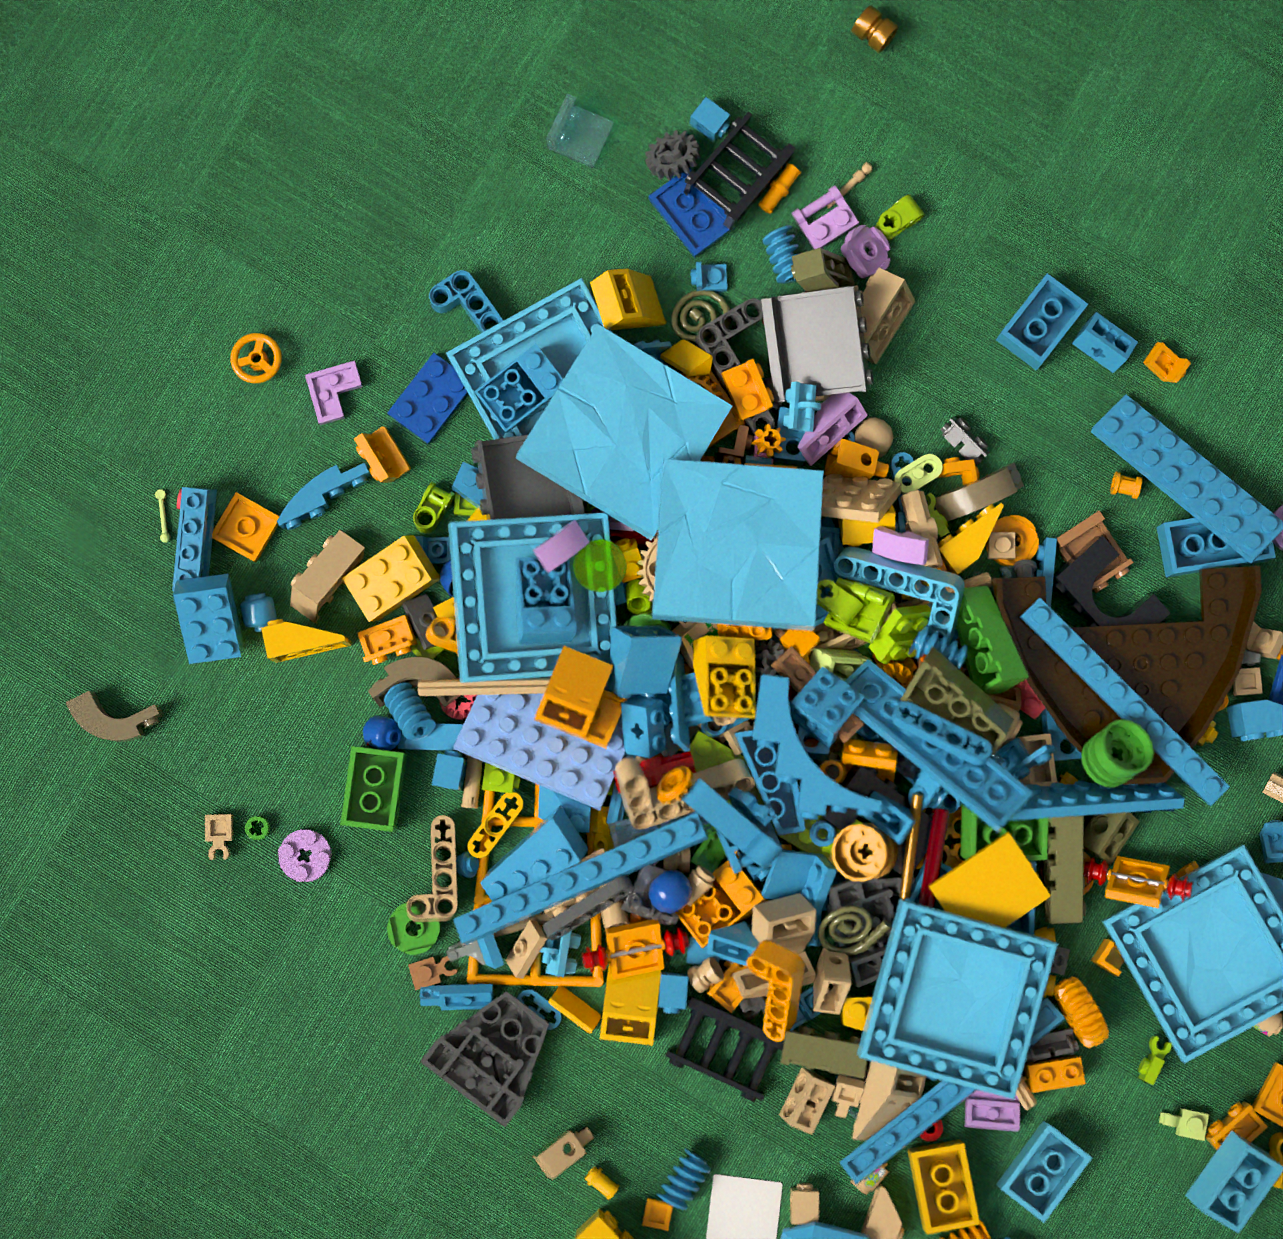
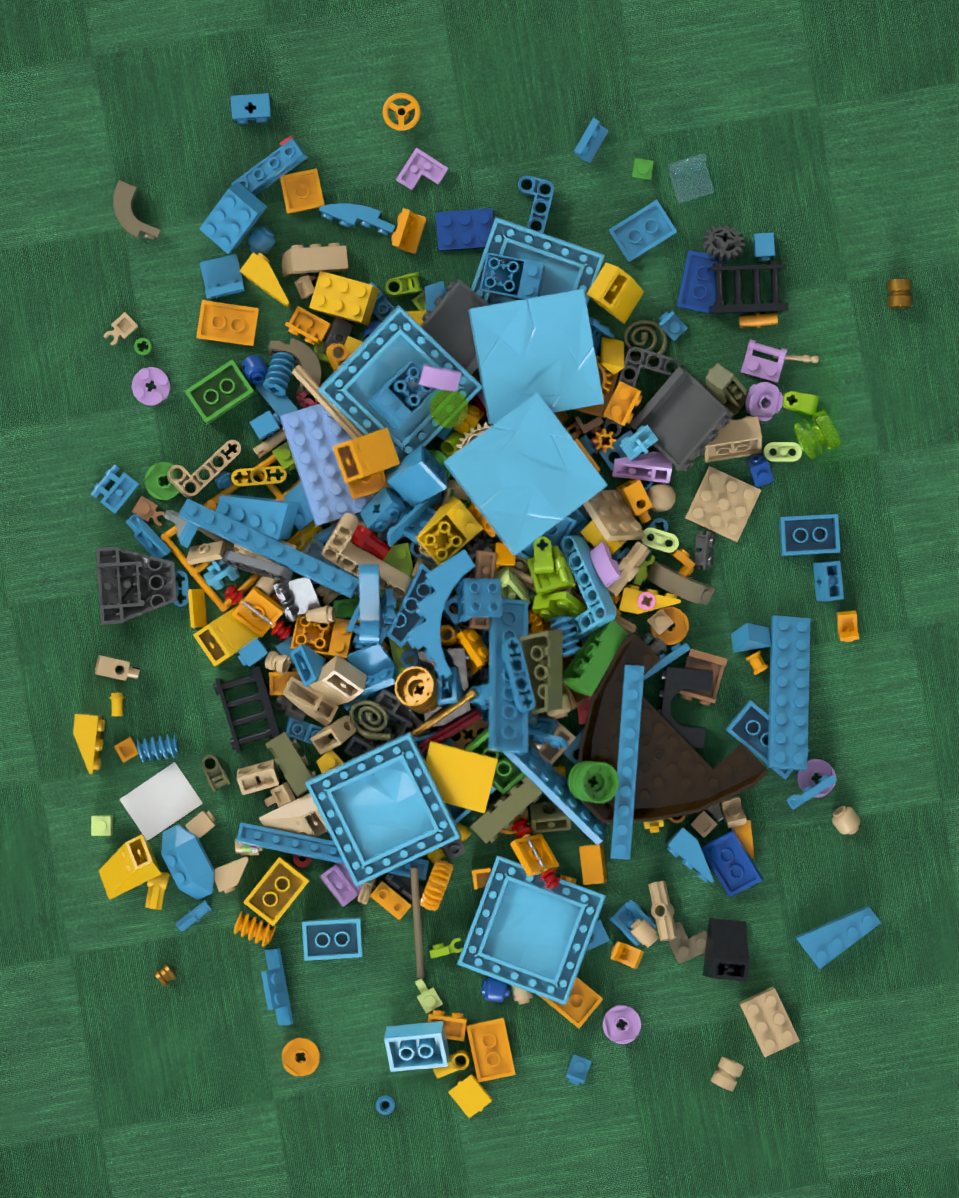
camera: 55 degrees right, 5 degrees up
(106, 514) = (261, 106): none -> dark azure brick
(161, 495) = (278, 127): yellowish green hinge -> none
(259, 684) = (222, 276): none -> dark azure bracket
(311, 720) = (227, 323): none -> light orange plate
(344, 608) = (305, 286): none -> tan tile
(384, 985) = (120, 491): none -> dark azure plate
(454, 198) = (590, 141): none -> dark azure bracket
(527, 173) = (642, 169): none -> bright green plate
(589, 225) = (642, 231): none -> dark azure plate
(670, 891) = (305, 603): blue hair -> none
(674, 785) = (363, 554): light orange gear -> none
(763, 1142) = (215, 773): none -> olive piece
(782, 252) = (722, 354): dark azure piece -> none
(785, 977) = (311, 706): light orange beam -> none
(931, 315) = (760, 470): none -> blue bracket
(933, 279) = (782, 450): none -> yellowish green plate
(933, 382) = (723, 504): none -> tan plate
(947, 226) = (817, 434): none -> clear neon green wheel
(967, 540) = (651, 603): none -> bright pink bush
(1095, 470) = (750, 637): none -> dark azure slope
(1101, 1065) = (417, 921): none -> dark tan piece
(1194, 831) = (593, 864): none -> light orange hinge
(1240, 1048) = (494, 990): none -> blue head

